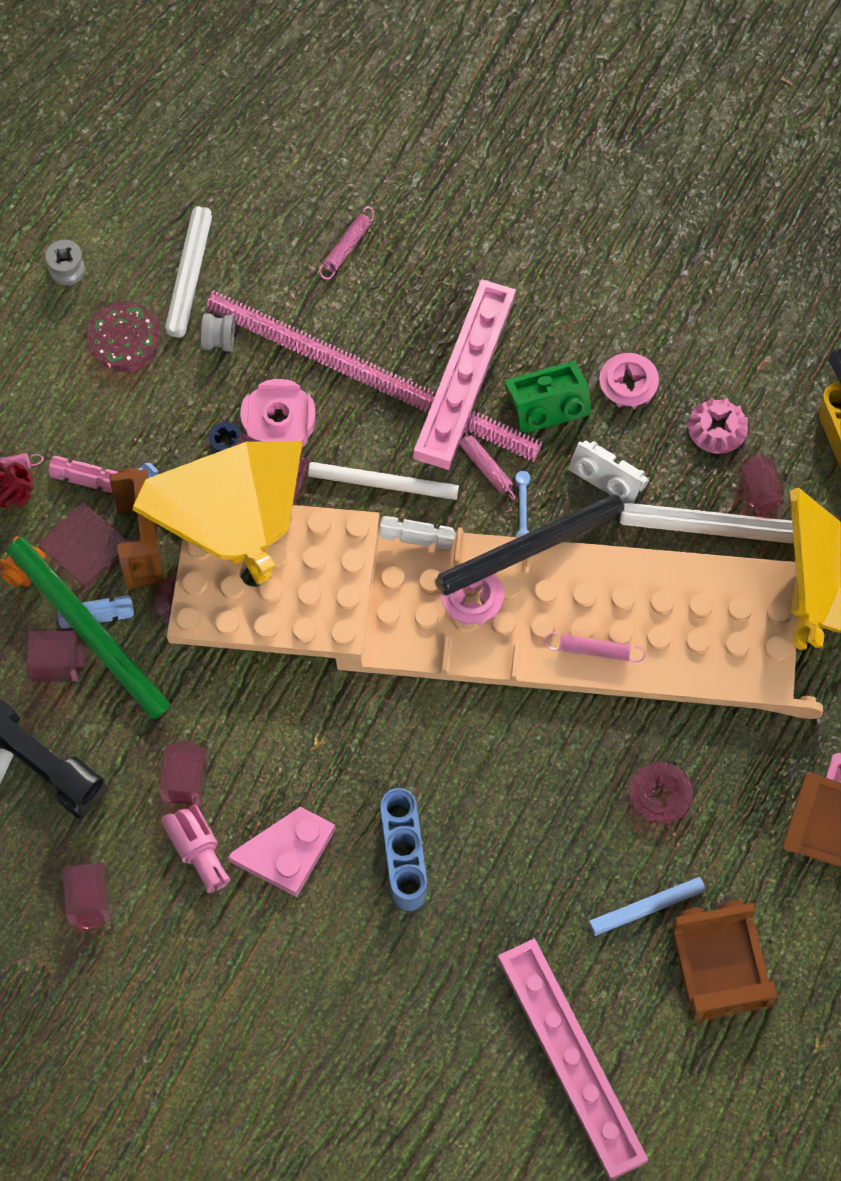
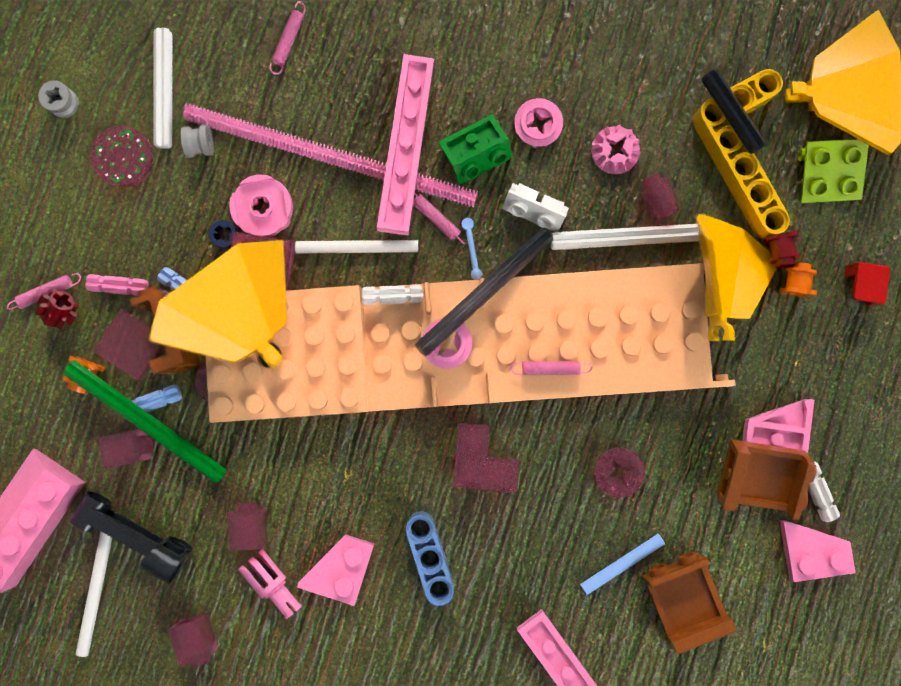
camera: 10 degrees left, 20 degrees up
(485, 753) = (475, 467): none -> clear pink brick

